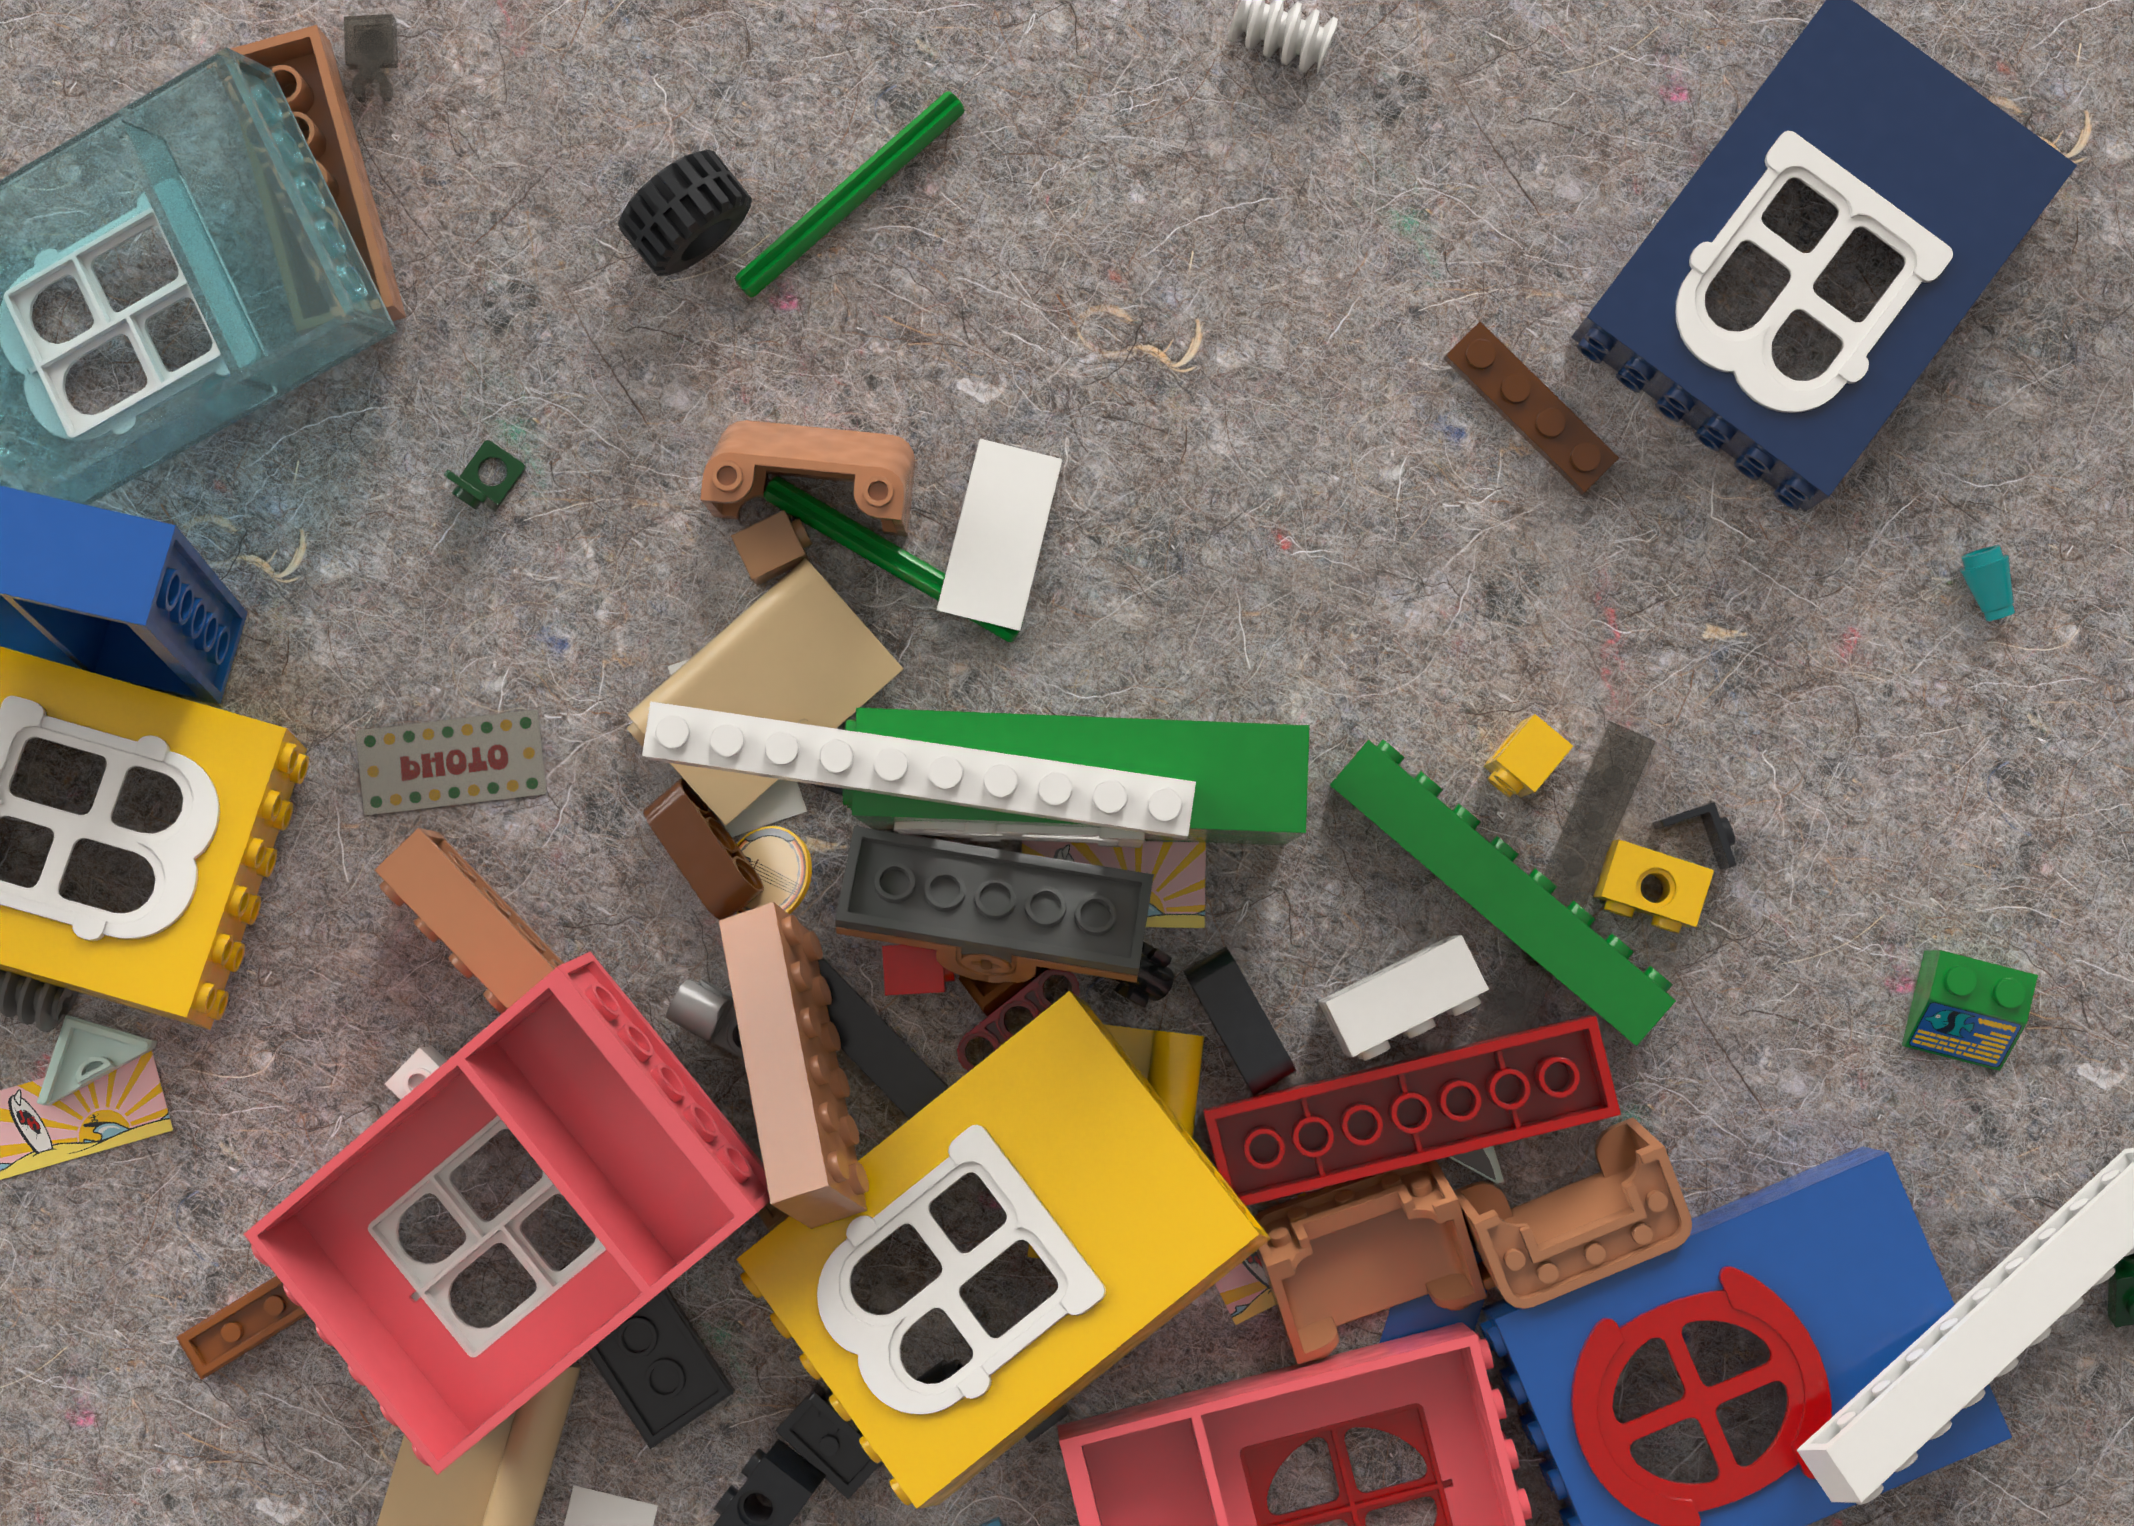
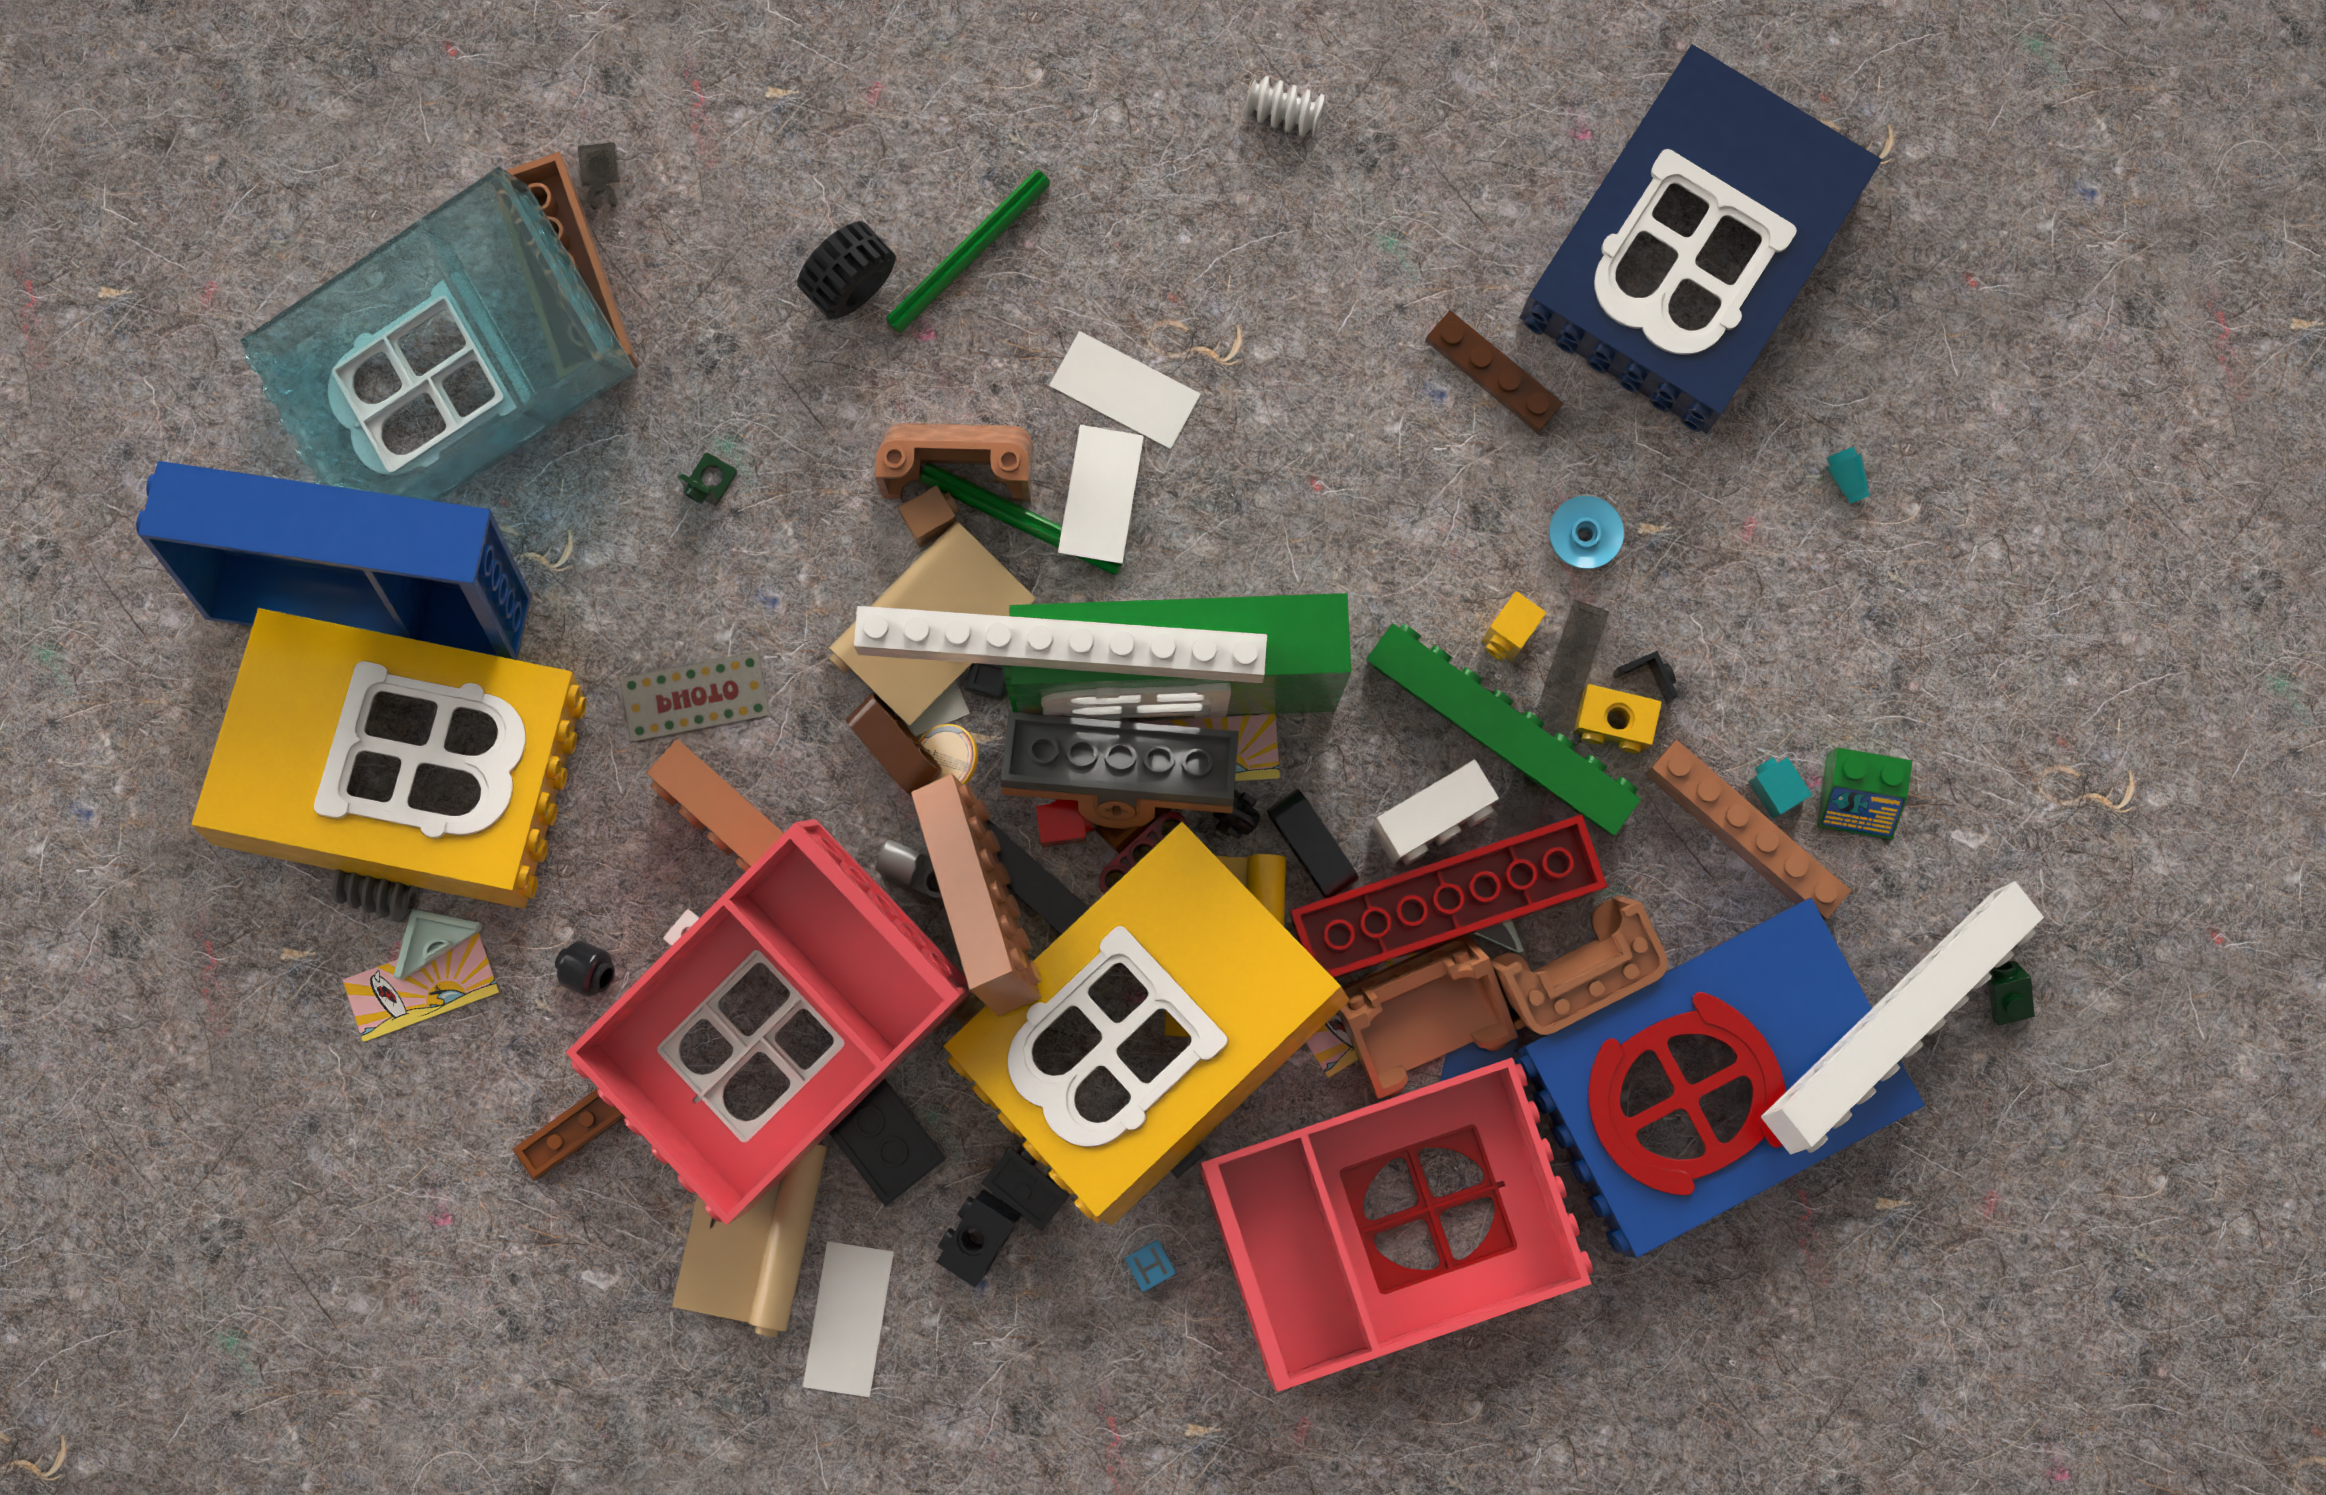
camera: 10 degrees left, 5 degrees down
(283, 1111) = (584, 968): none -> black head
(1042, 395) = (1125, 389): none -> white sticker
(1658, 627) = (1598, 519): none -> medium azure dish
(1810, 1048) = (1746, 829): none -> nougat brick
(1858, 992) = (1779, 786): none -> teal brick

